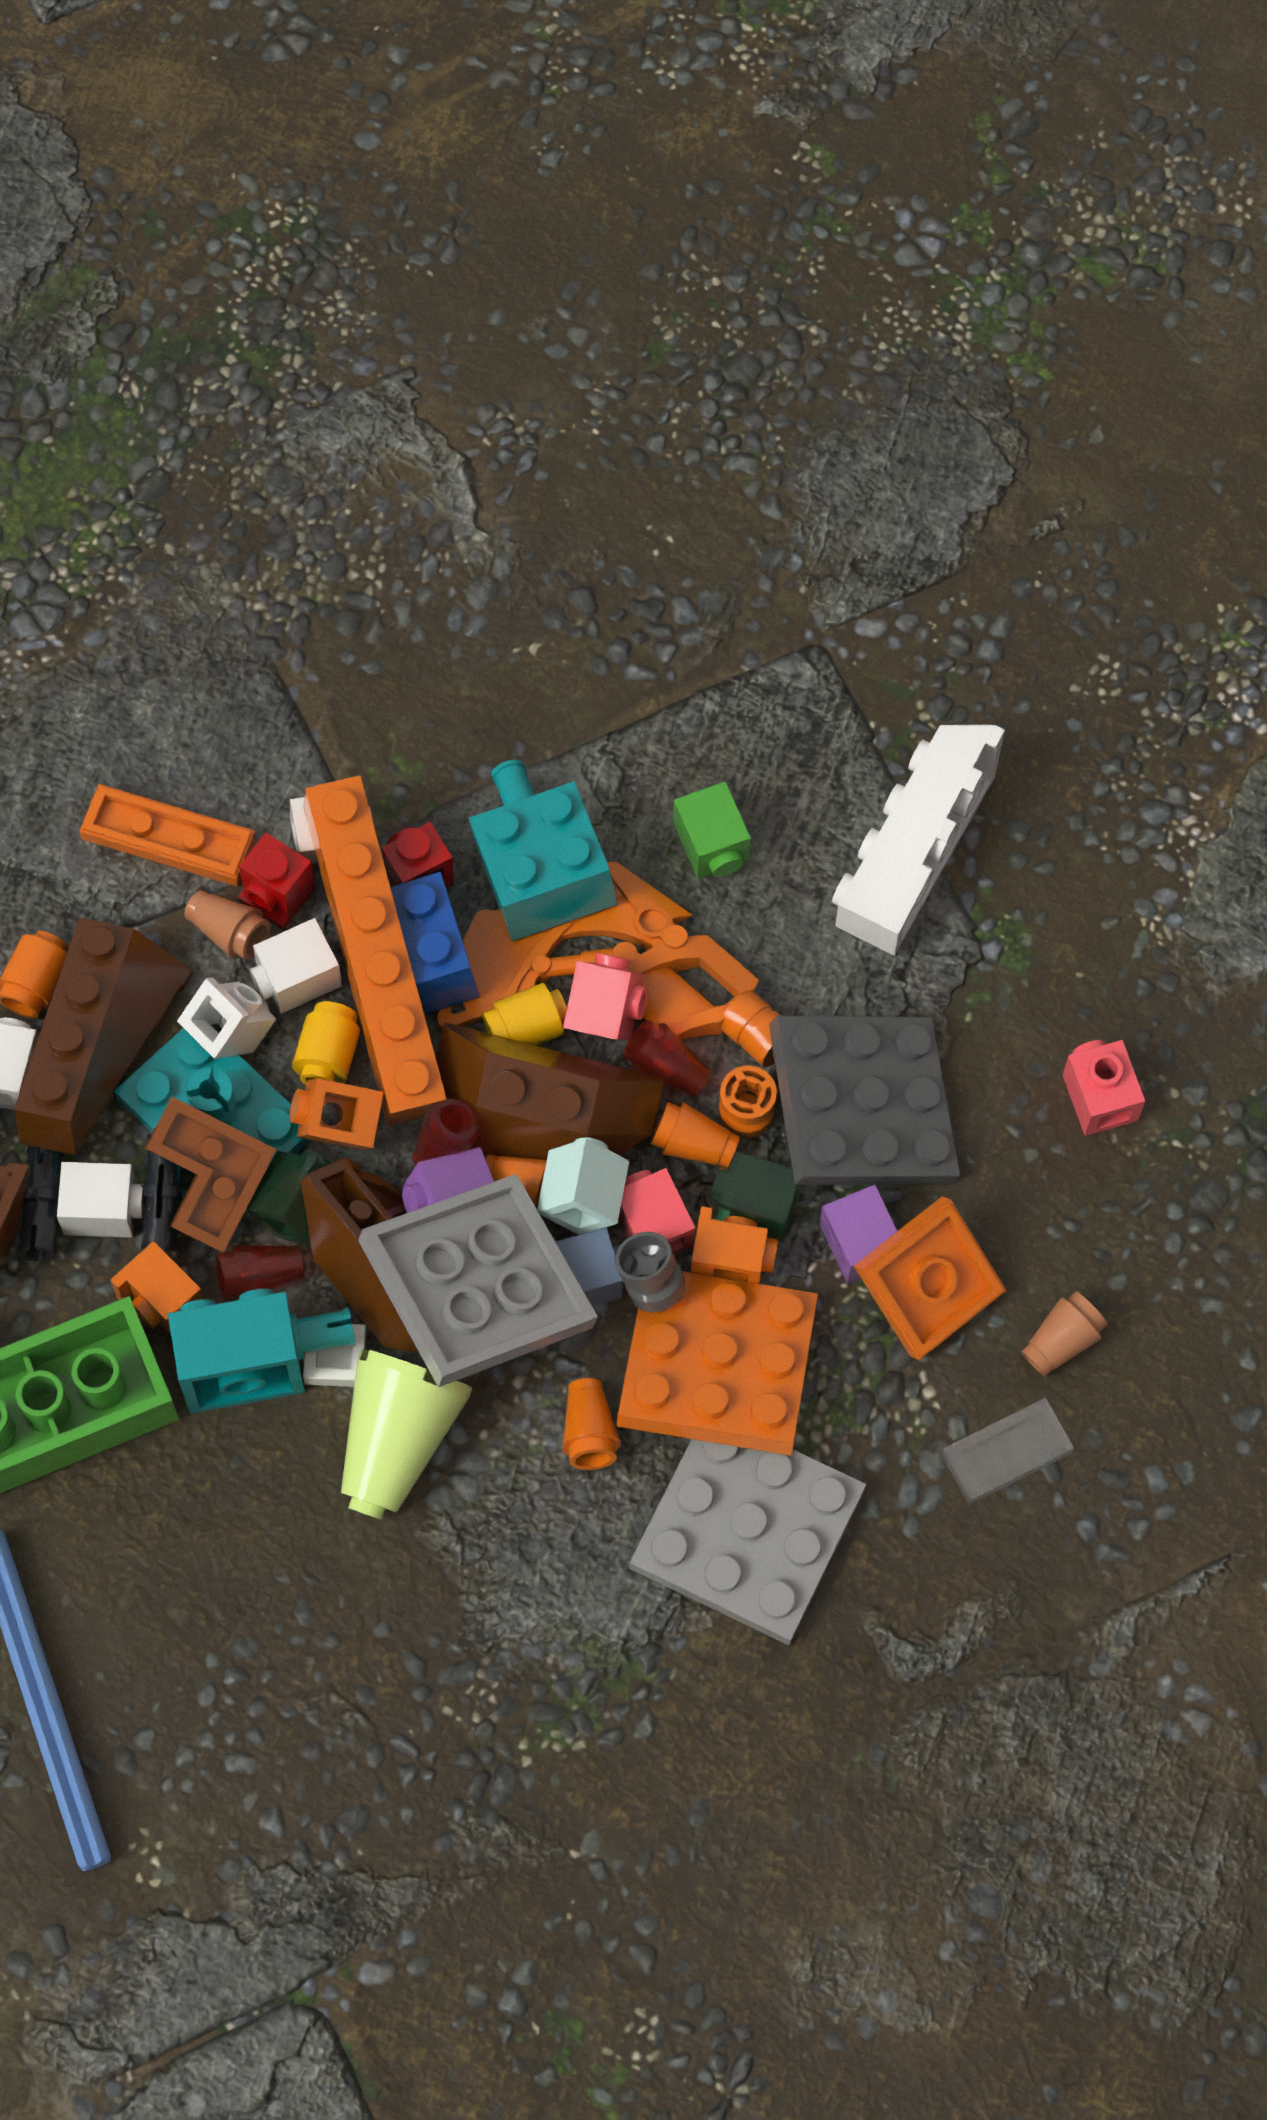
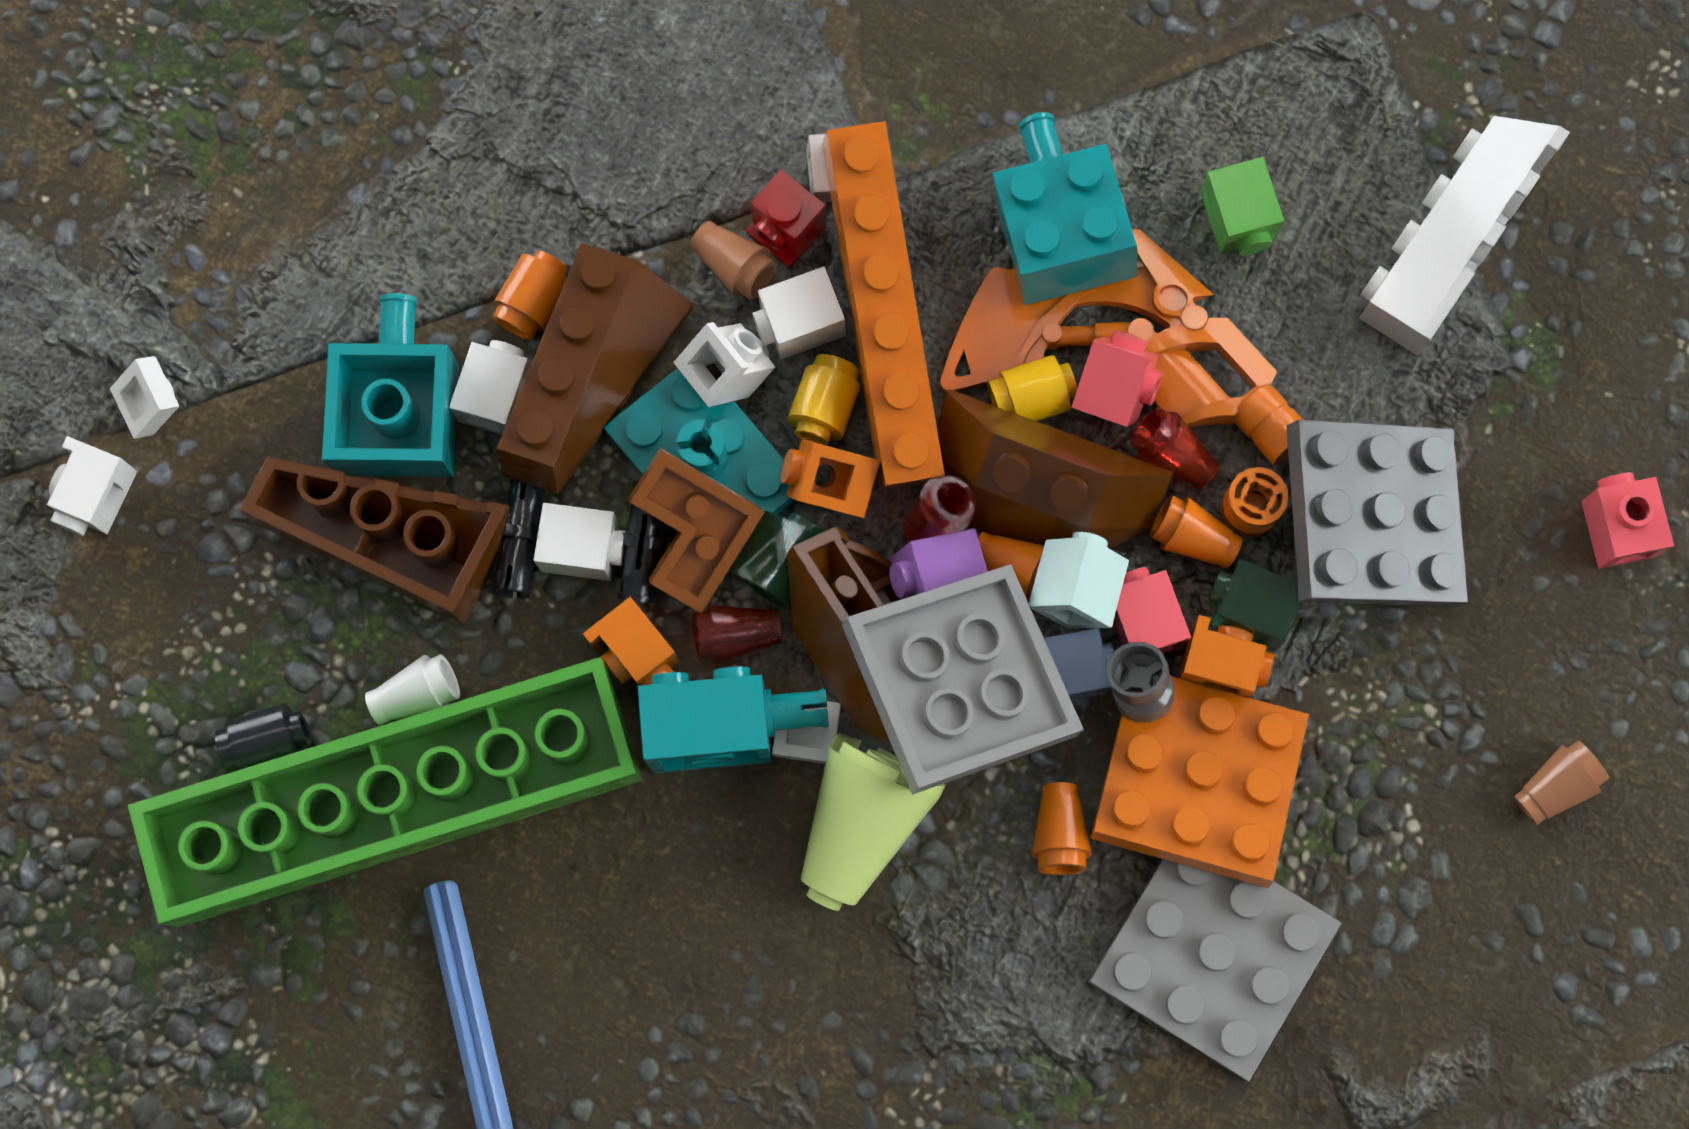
camera: 10 degrees right, 10 degrees up
(167, 834) = (680, 157): orange tile -> none
(415, 854) = (934, 214): red brick -> none
(434, 943) = (945, 302): blue brick -> none
(855, 1228) = (1361, 659): medium lavender brick -> none
(930, 1278) = (1429, 712): orange tile -> none
(1007, 1451) = (1489, 899): clear tile -> none

